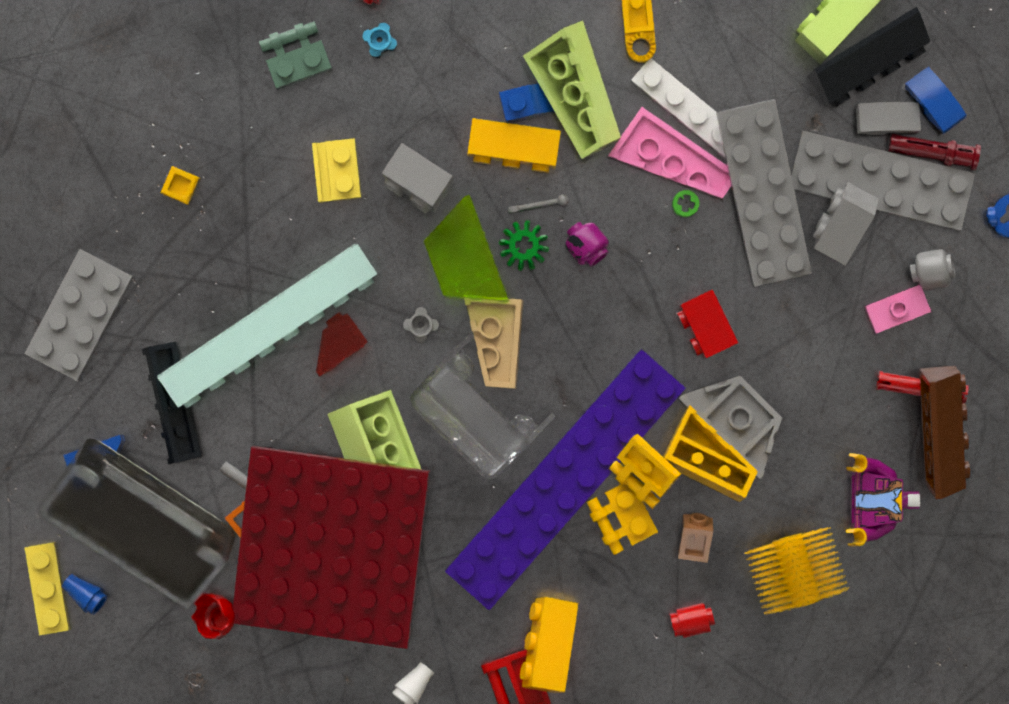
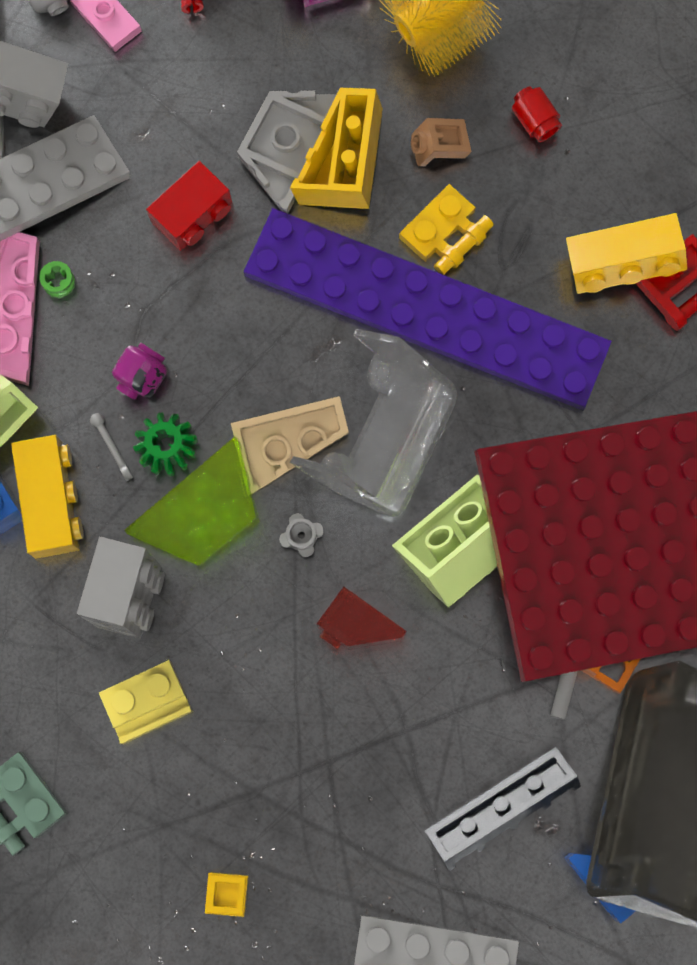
camera: 105 degrees left, 10 degrees down
(267, 325) = (368, 719): light aqua brick -> none
(648, 467) = (377, 208): yellow plate -> none

